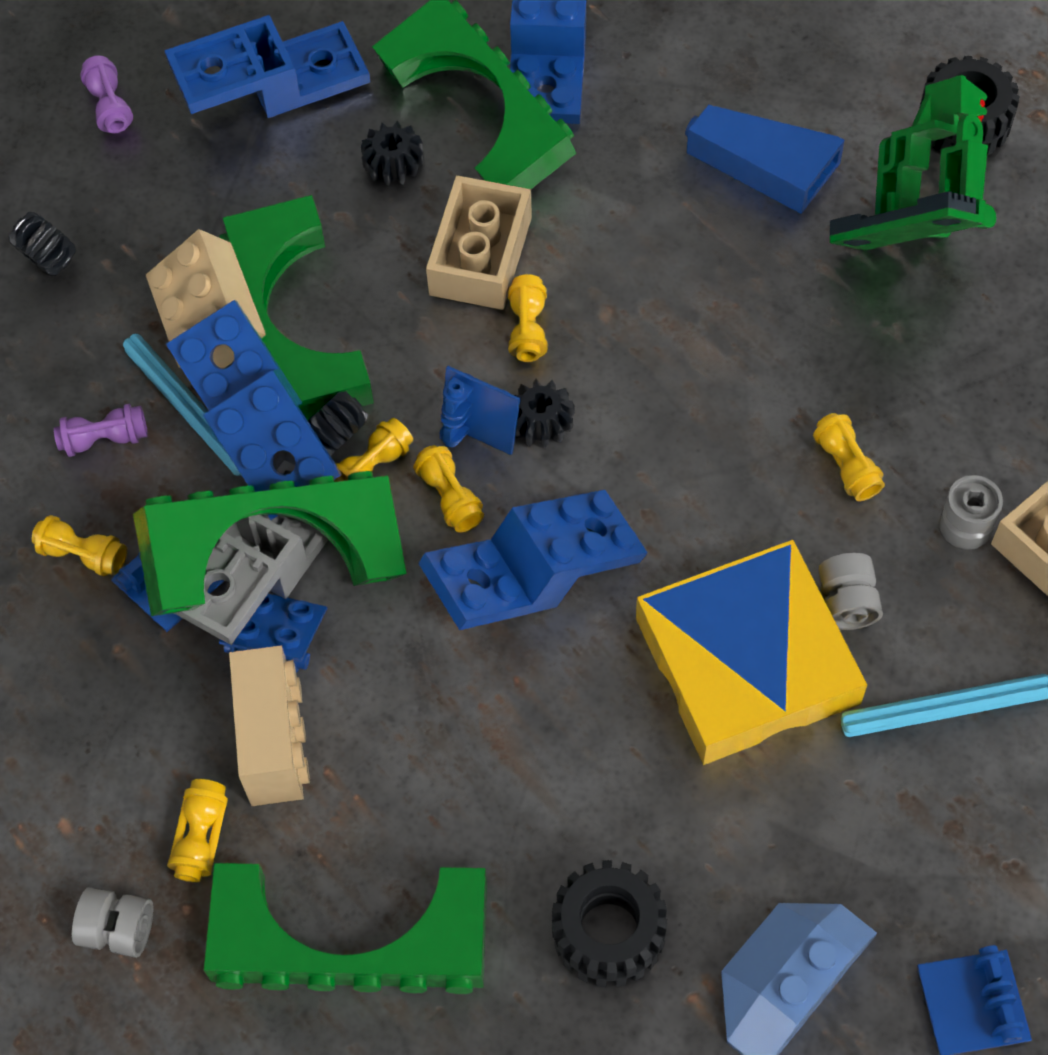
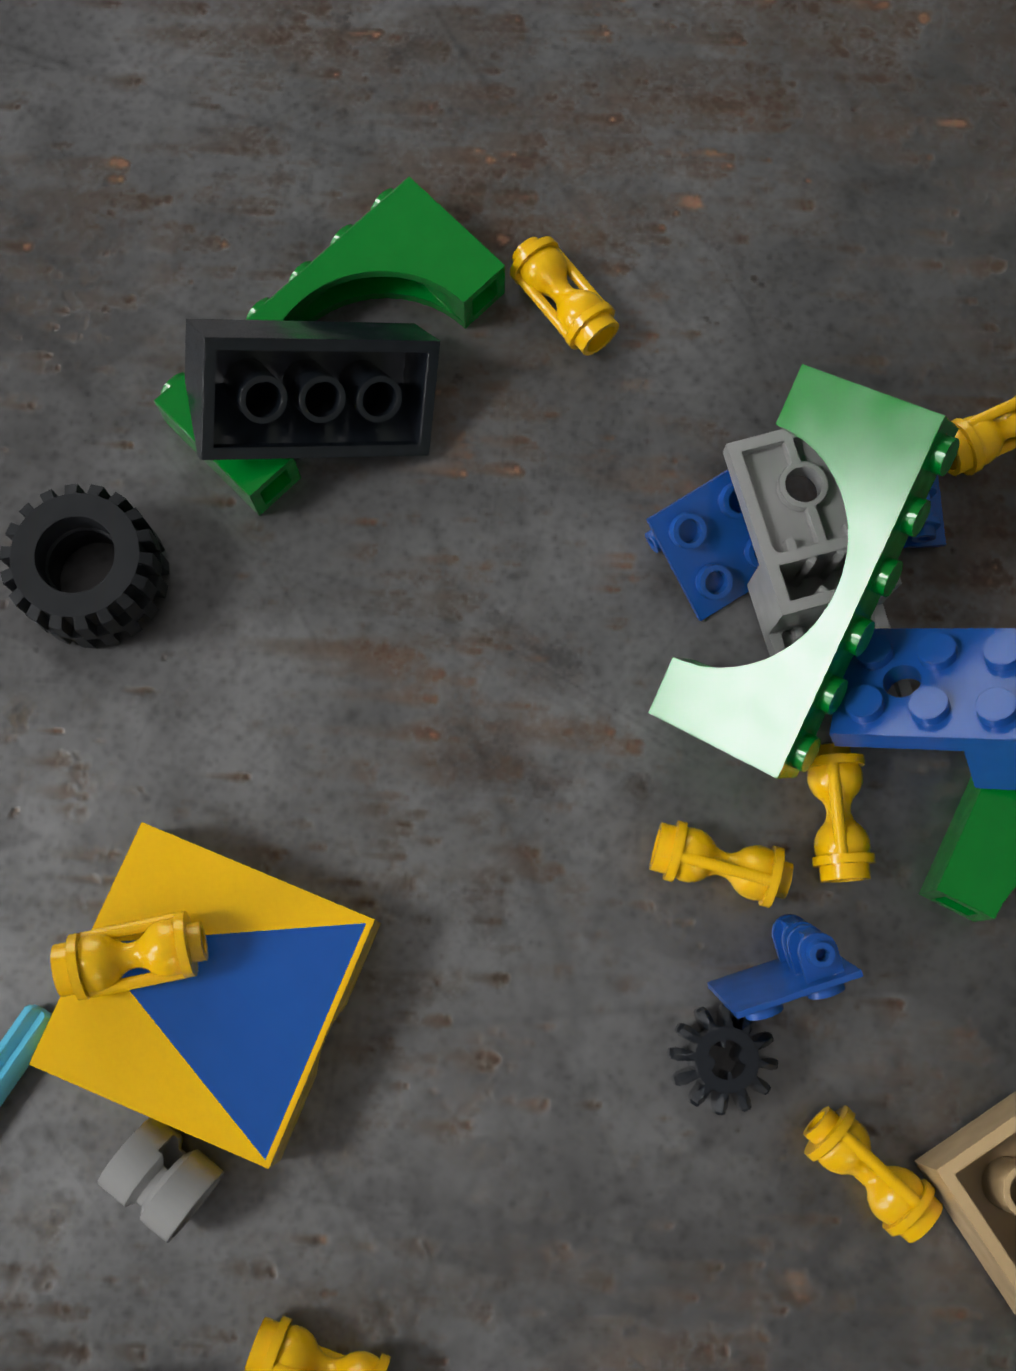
camera: 130 degrees right, 15 degrees up
(98, 922) = (545, 148): light grey wheel -> none
(268, 725) = (601, 423): tan brick -> none
(338, 421) = (916, 801): black gear -> none
(390, 890) = (309, 388): none -> black slope
(532, 559) = (535, 862): blue bracket -> none
(787, 687) = (95, 962): none -> yellow piece

